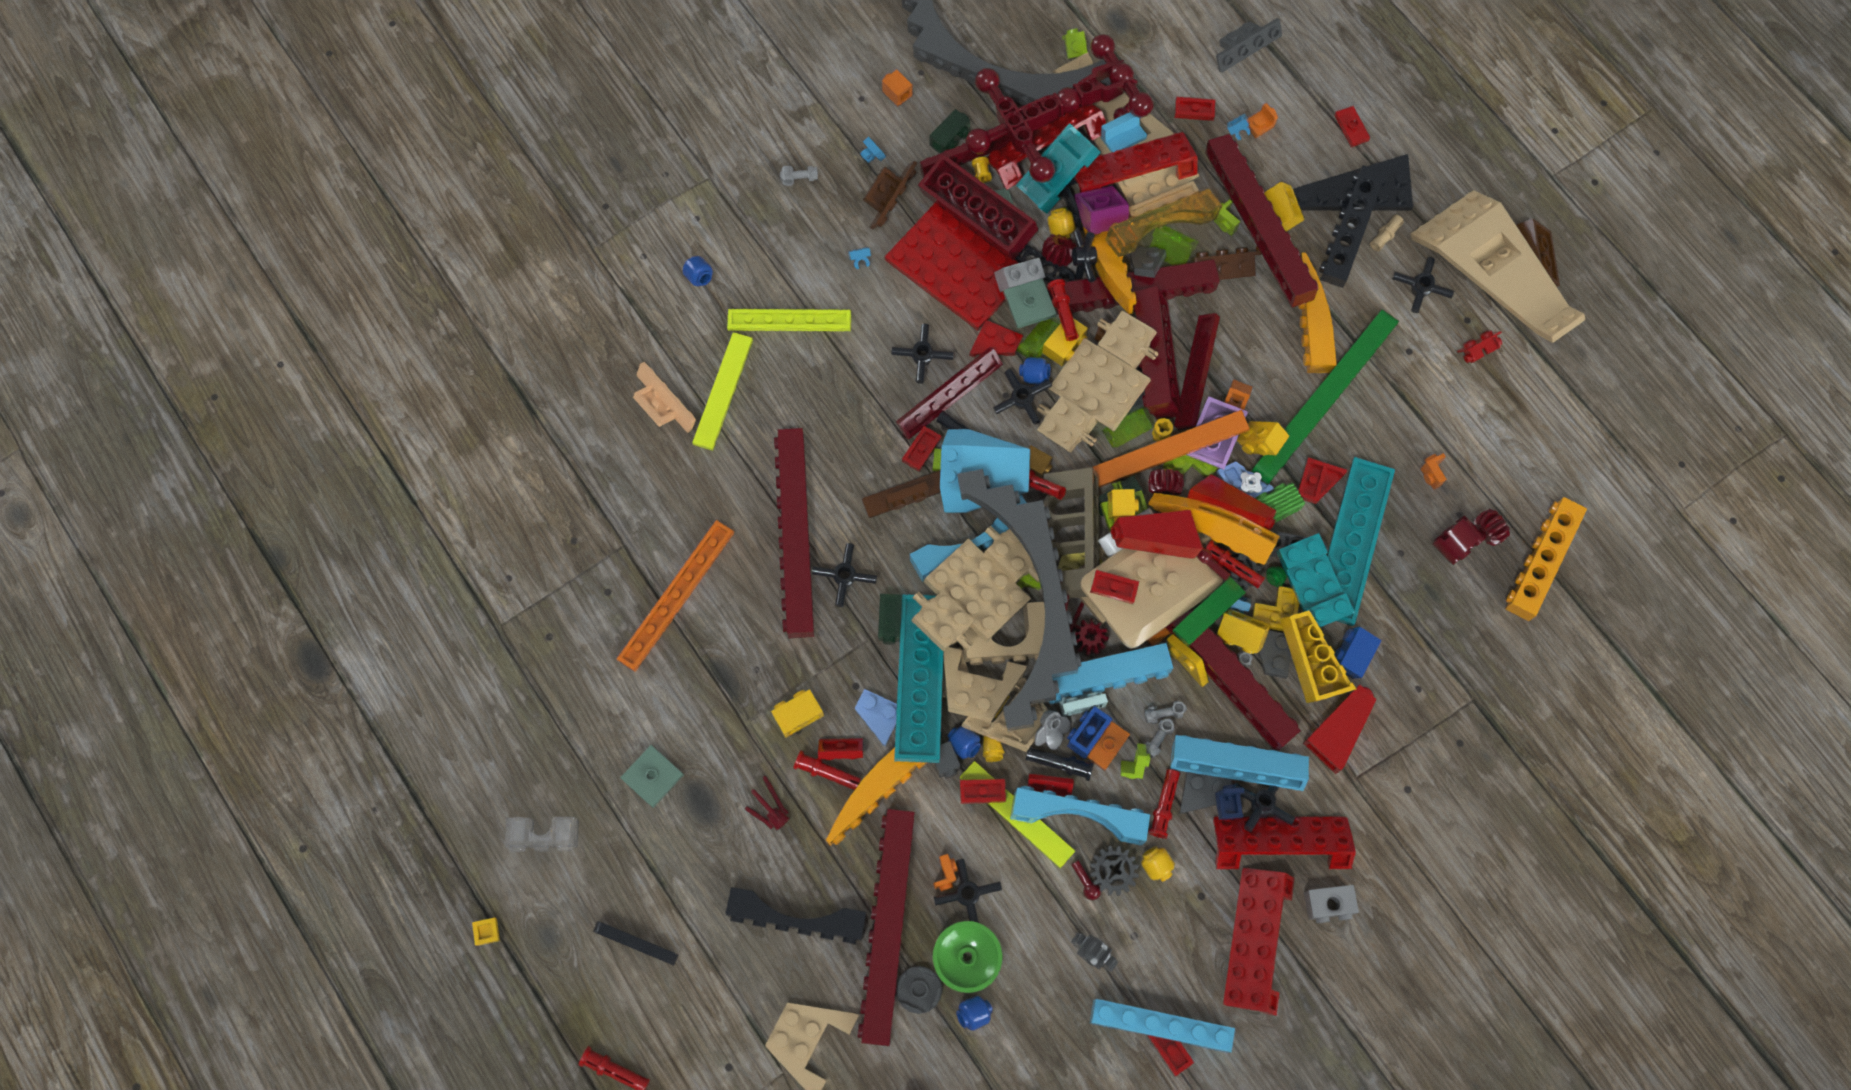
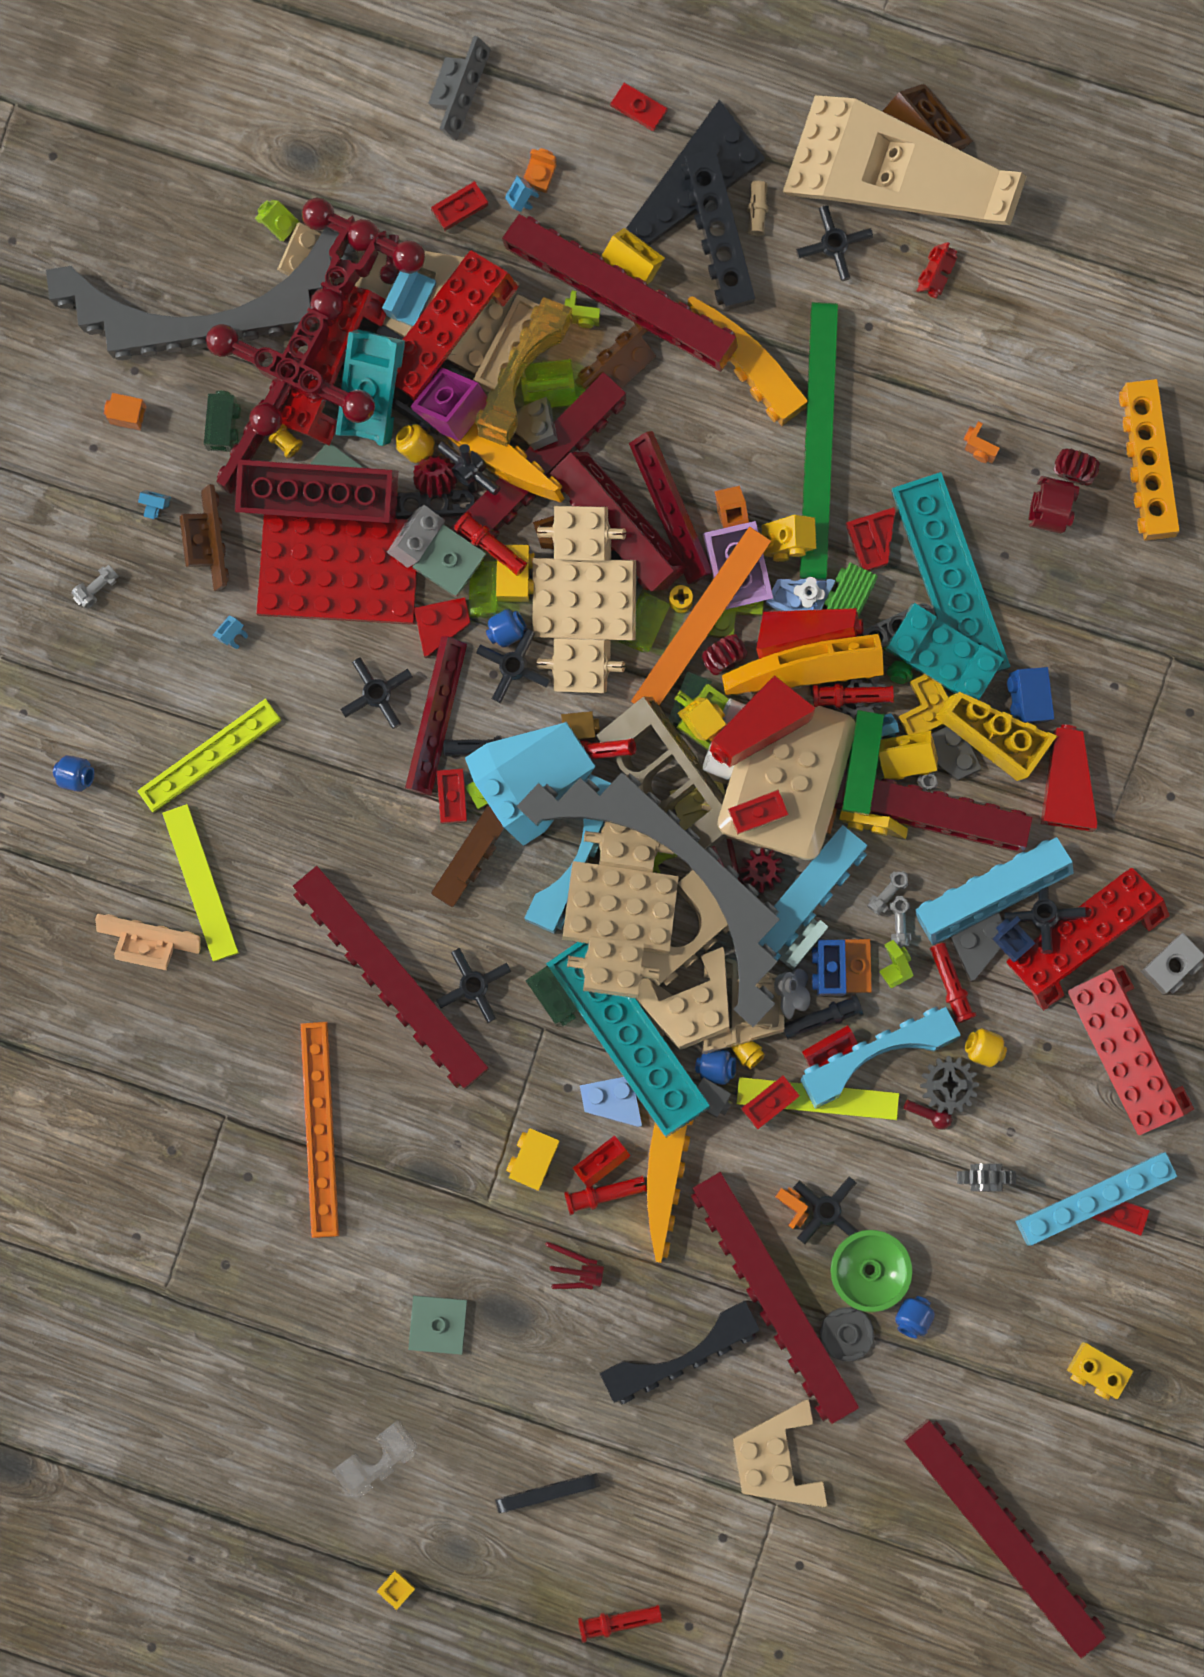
camera: 30 degrees left, 10 degrees up
(1205, 557) = (823, 709): dark red bar -> none

